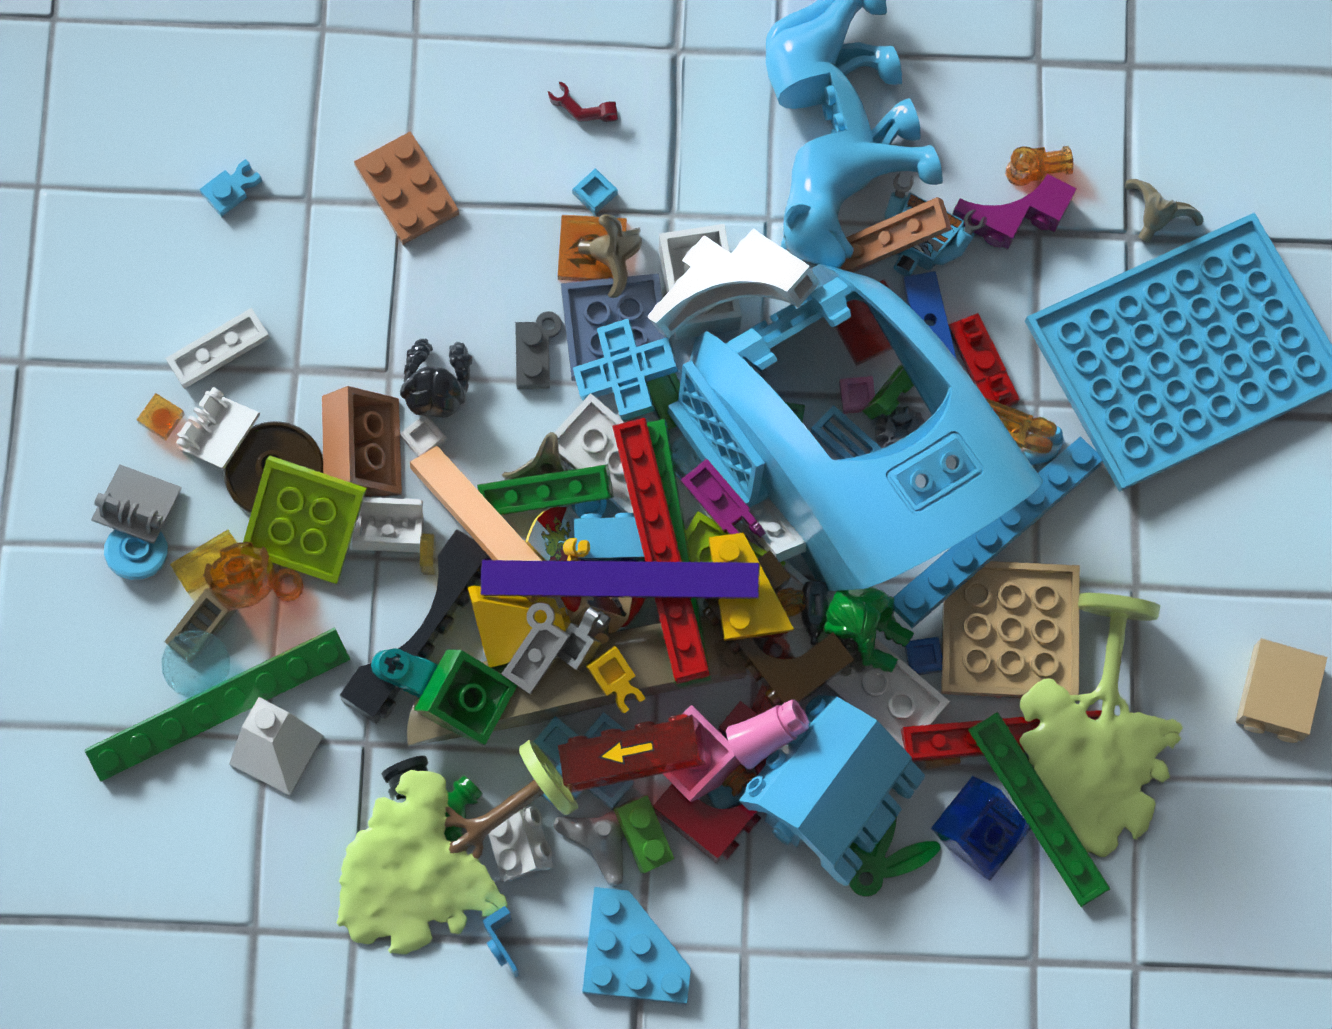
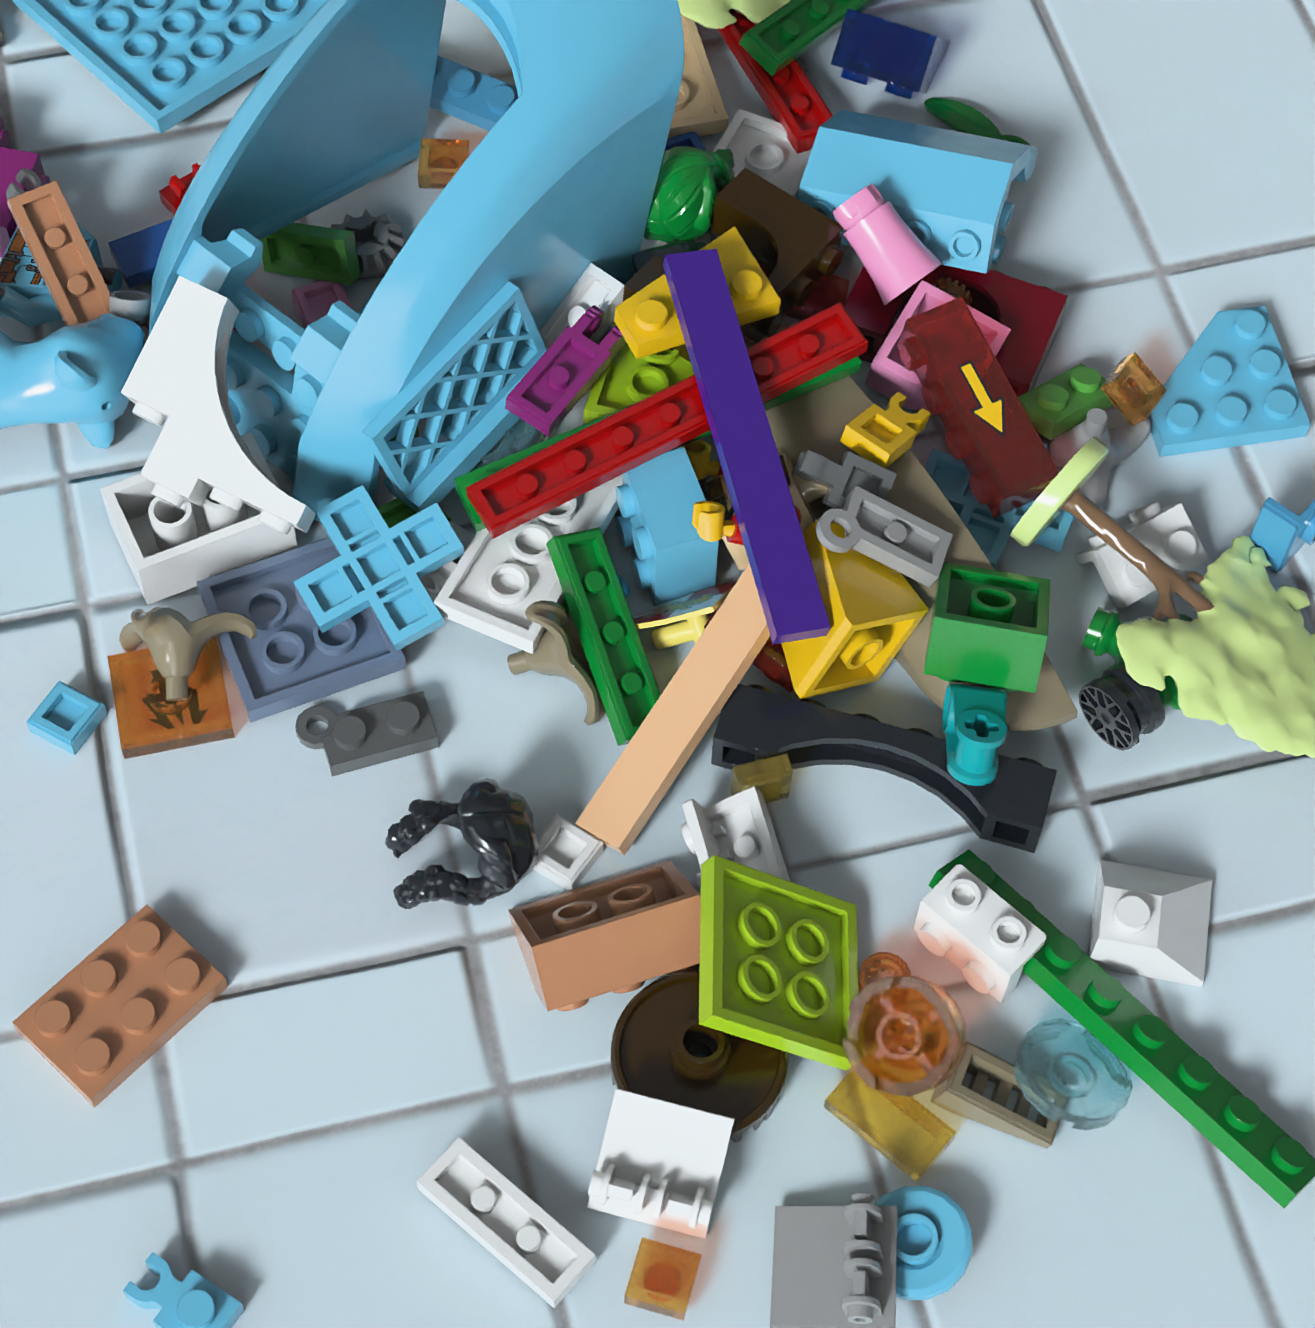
camera: 105 degrees left, 15 degrees down
(291, 638) = (977, 932): none -> white bracket
(633, 875) = (1133, 389): none -> clear orange plate
(869, 264) = (131, 305): none -> light grey hinge

